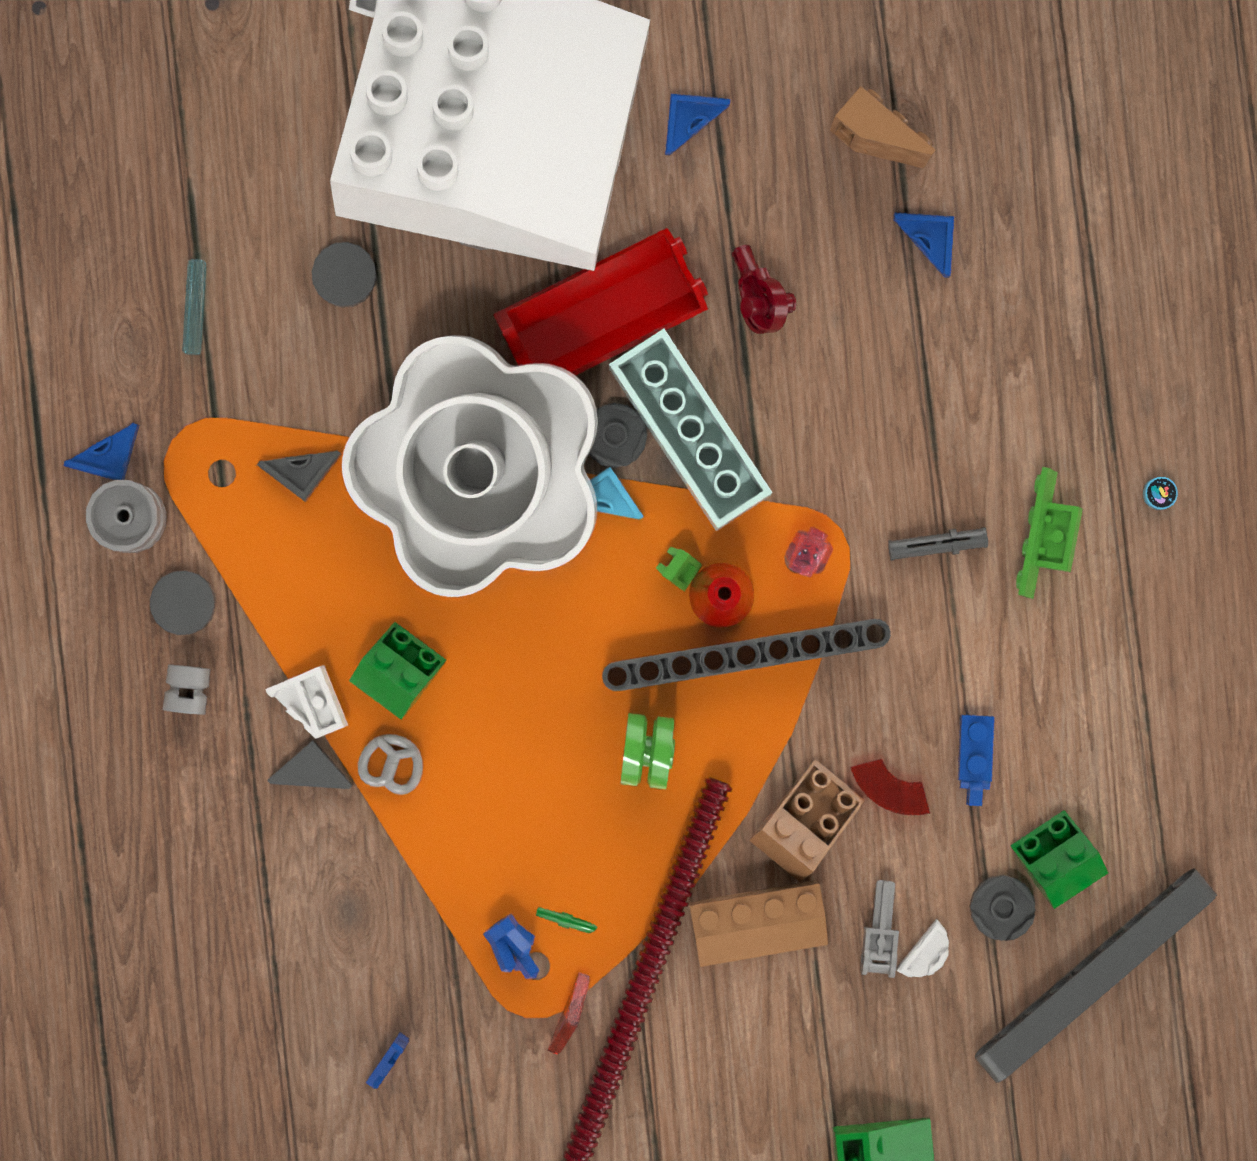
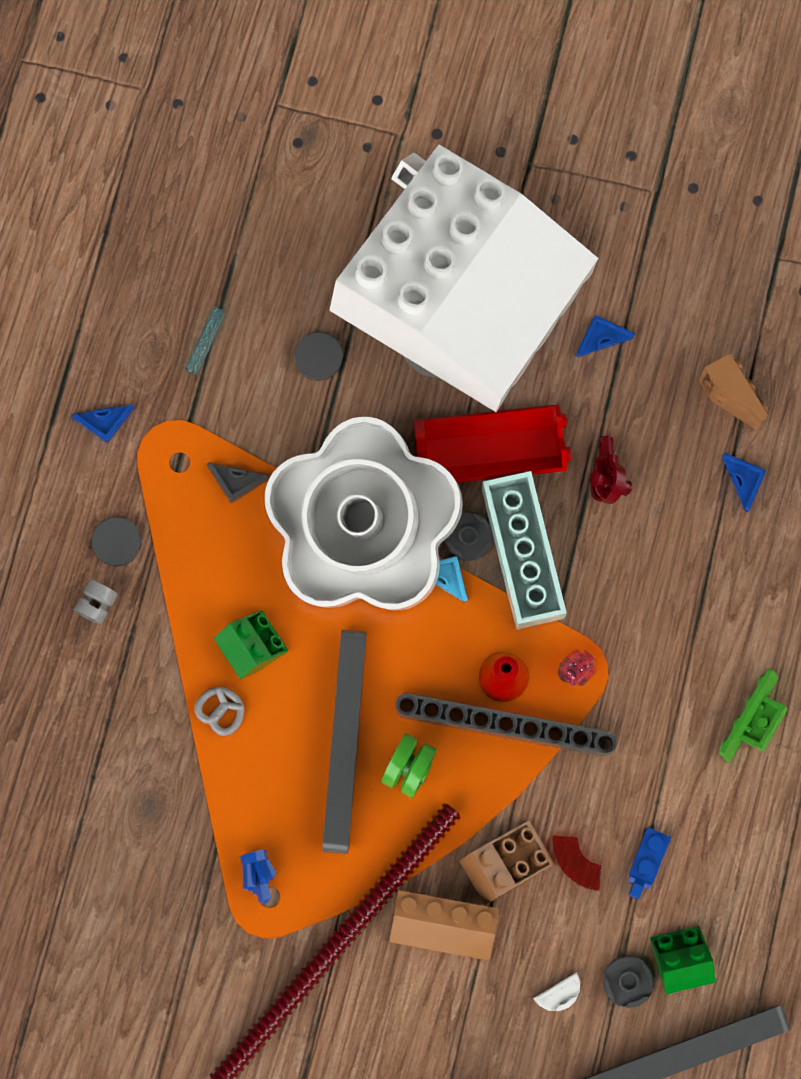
camera: 15 degrees right, 10 degrees down
(109, 525) = (91, 455): light grey wheel -> none
(311, 701) = (181, 644): white wing -> none
(312, 769) = (161, 692): dark grey tile -> none
(388, 1061) = (136, 923): blue tile -> none
(557, 746) = (344, 742): none -> dark grey beam
(566, 920) = (303, 871): green piece -> none
(571, 1014) = (280, 941): clear red tile -> none
(681, 568) = (481, 646): bright green tile -> none
(880, 940) = (529, 970): light grey connector -> none
(938, 543) = (674, 697): dark grey pin -> none

